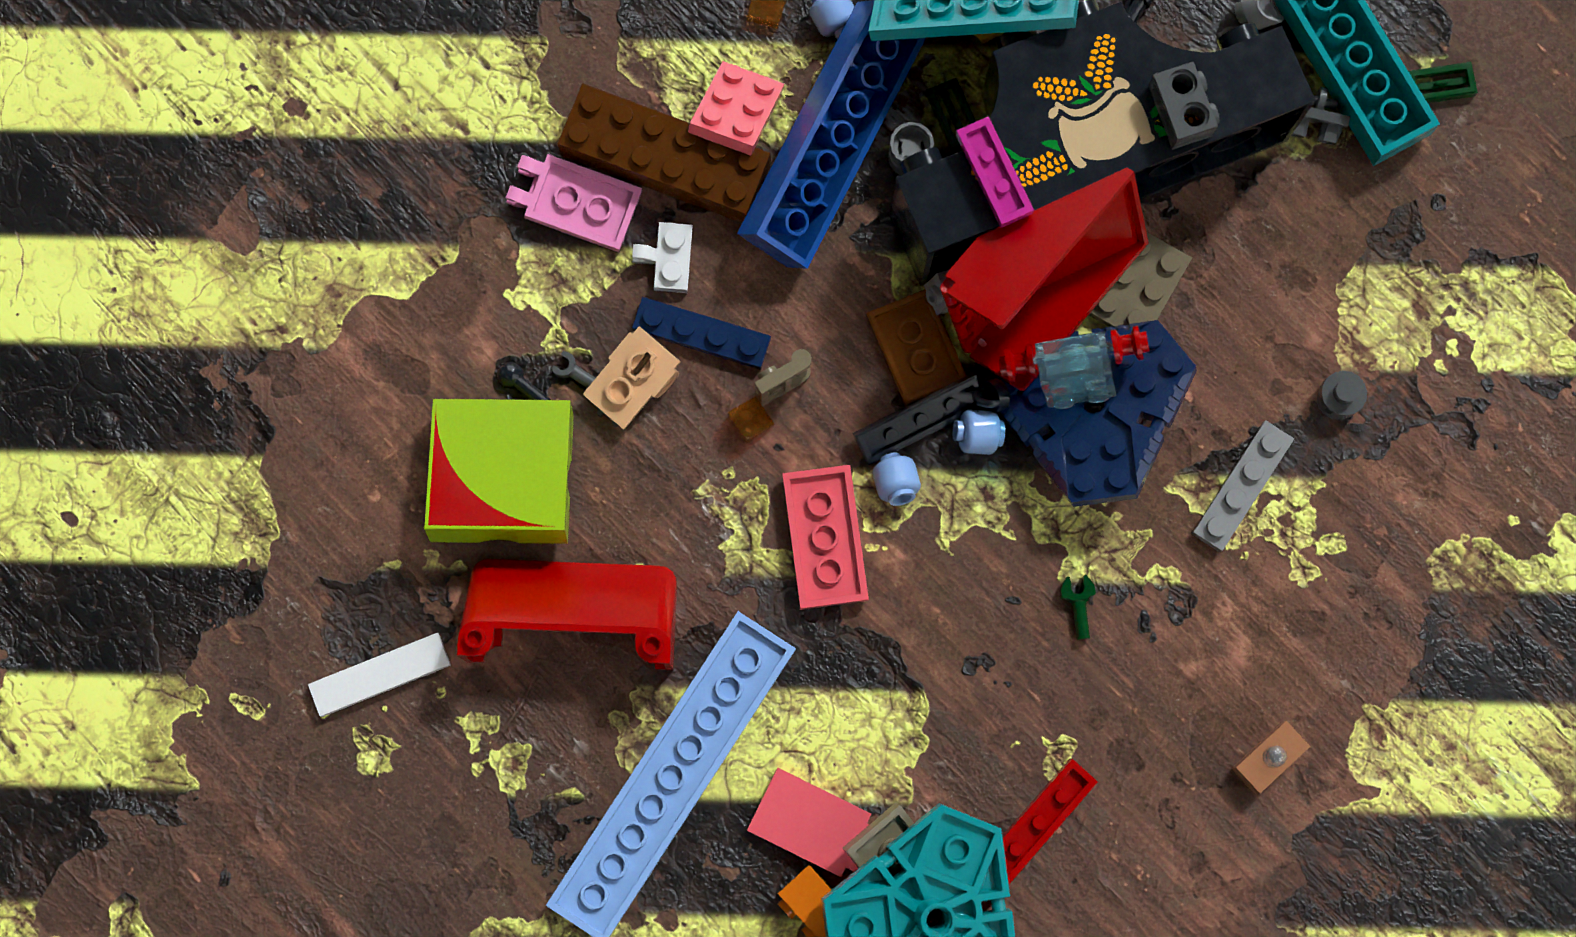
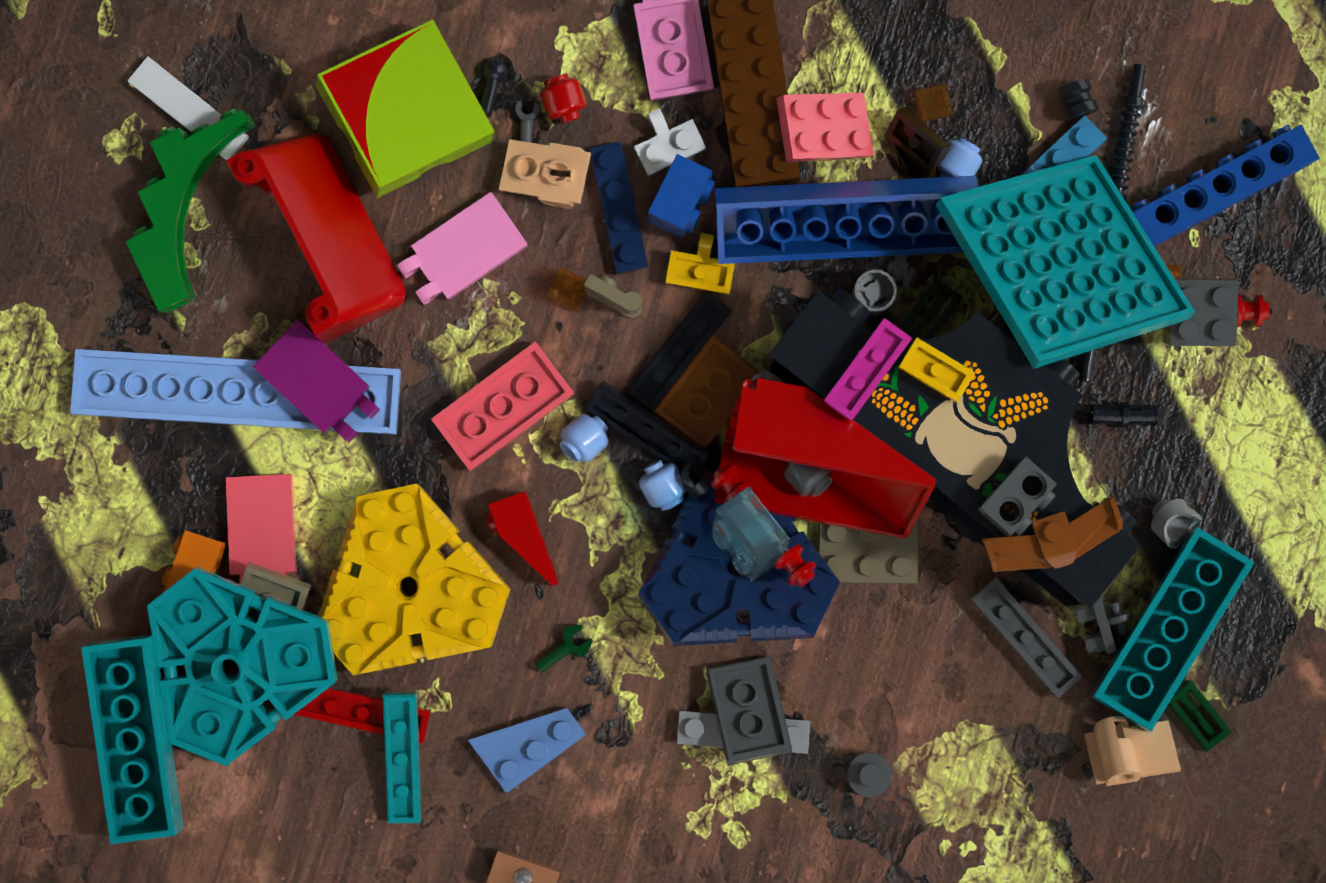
camera: 65 degrees right, 5 degrees up
(455, 740) = (167, 201): none -> green arch
(573, 325) = (563, 98): none -> red head
(659, 492) = (464, 249): none -> bright pink tile
(706, 693) = (315, 380): none -> magenta tile
(727, 267) = (681, 196): none -> blue brick
(798, 40) = (915, 145): none -> dark brown wing
(800, 290) = (700, 270): none -> yellow plate
(863, 352) = (679, 351): none -> black tile
(948, 583) = (519, 528): none -> red slope
(988, 682) = (372, 617): none -> yellow plate
(1028, 112) = (936, 370): none -> yellow plate
(1049, 296) = (807, 479): none -> dark grey head
(1101, 808) = (402, 757): none -> teal tile
(1151, 689) = (526, 747): none -> medium blue wing
(1228, 468) = (748, 710): none -> dark grey tile
(1238, 94) = (1055, 540): none -> dark orange plate
(1292, 190) = (1026, 637): none -> dark grey plate
(1443, 159) = (1128, 753): none -> light nougat piece

